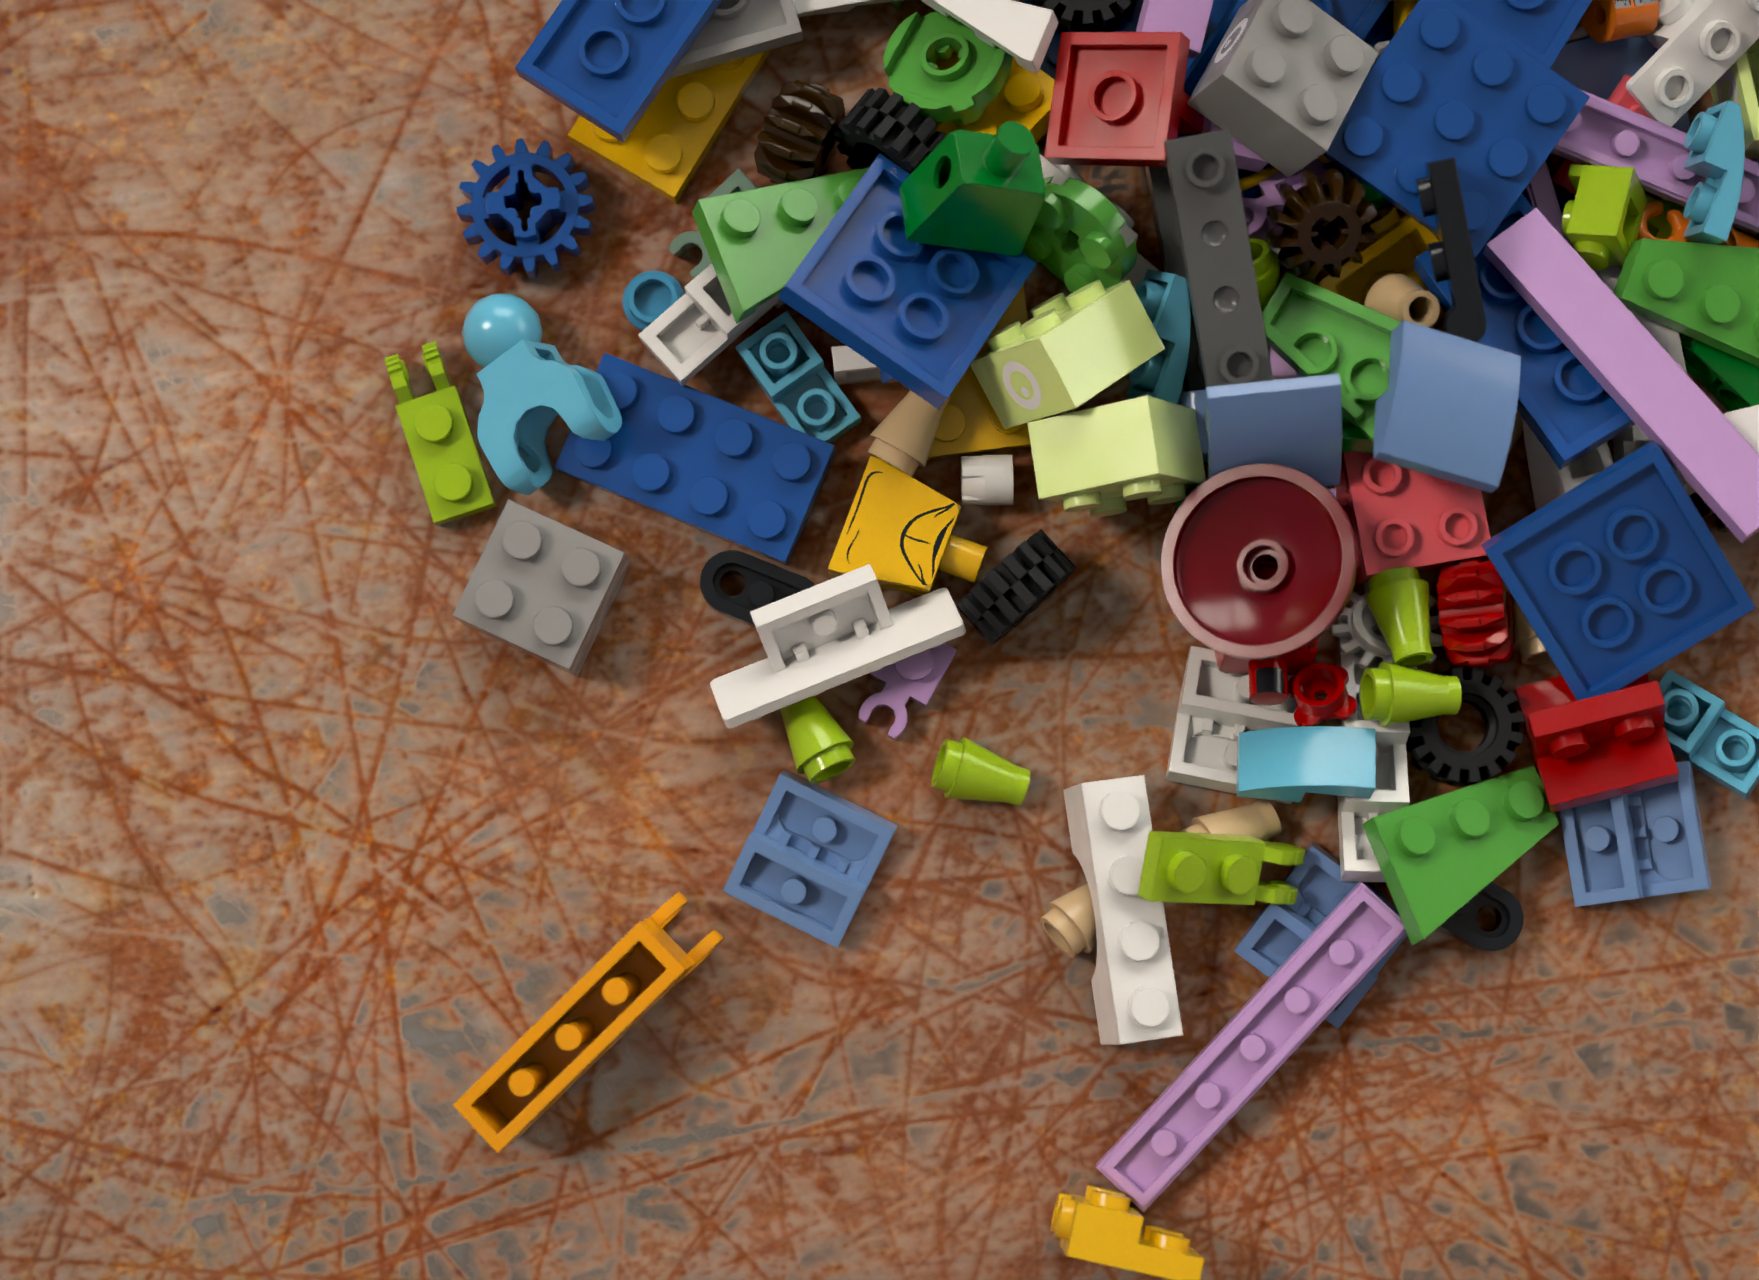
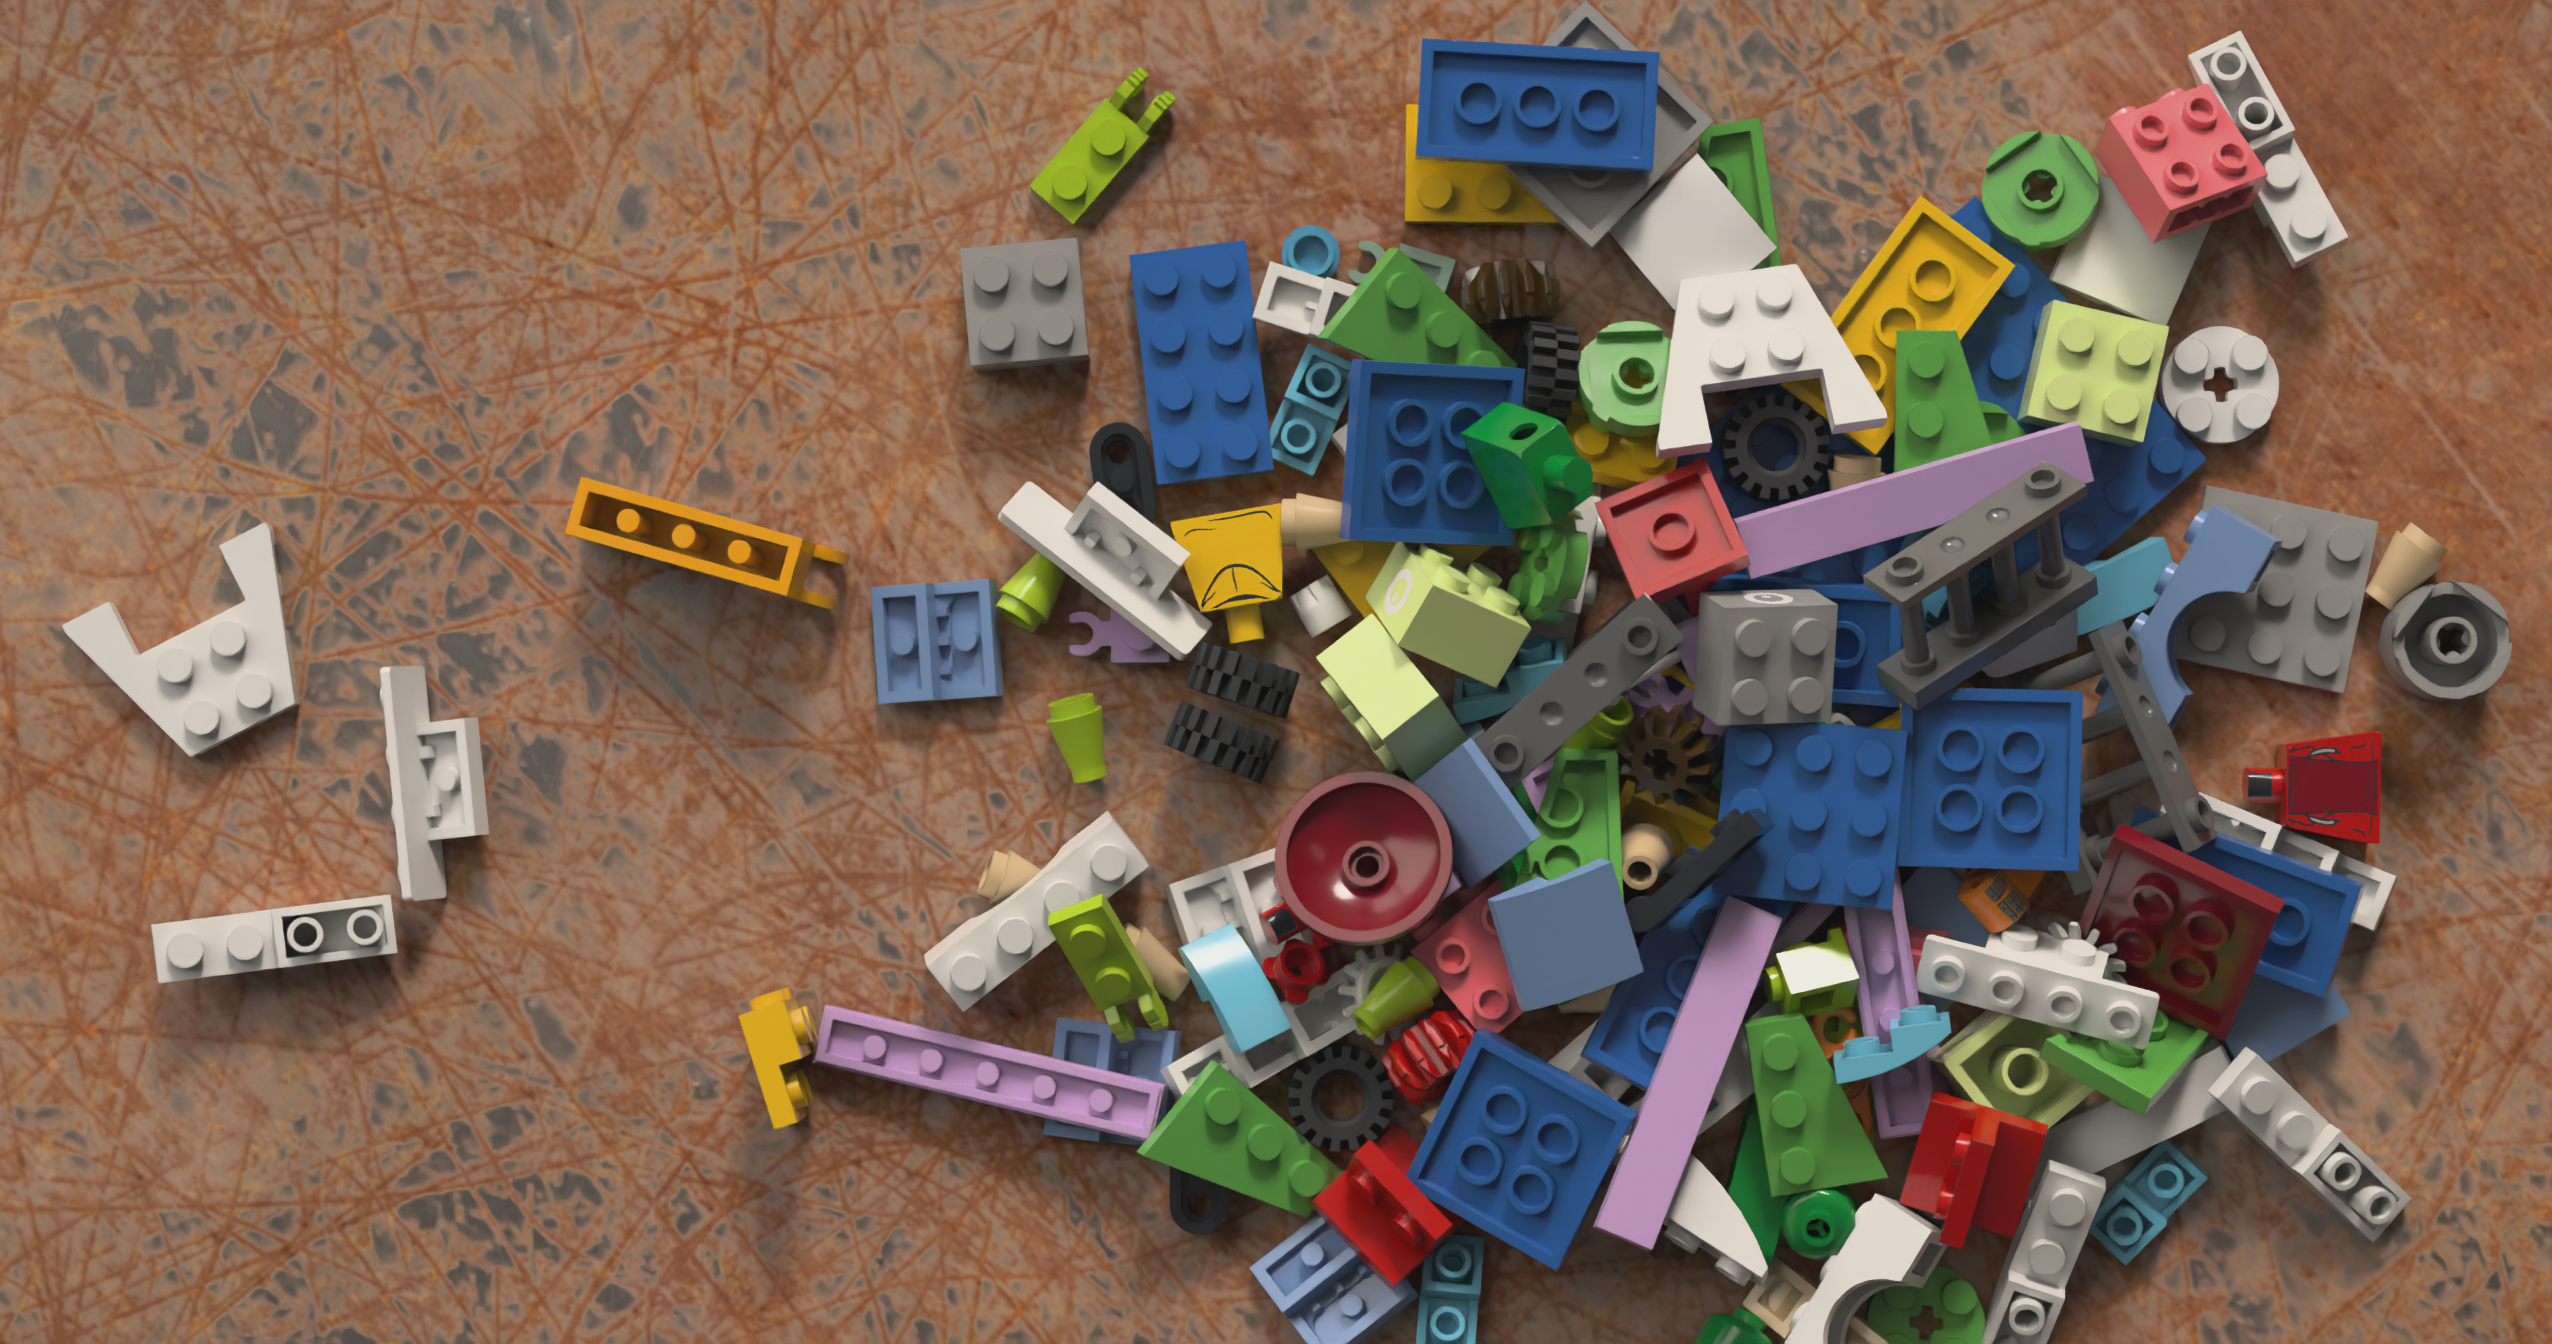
camera: 60 degrees right, 5 degrees up
(527, 390) = (1178, 198): medium azure piece -> none
(551, 208) = (1311, 86): blue gear -> none
(1063, 641) = (1221, 742): none -> black tyre
(1405, 694) = (1332, 1035): lime cone -> none

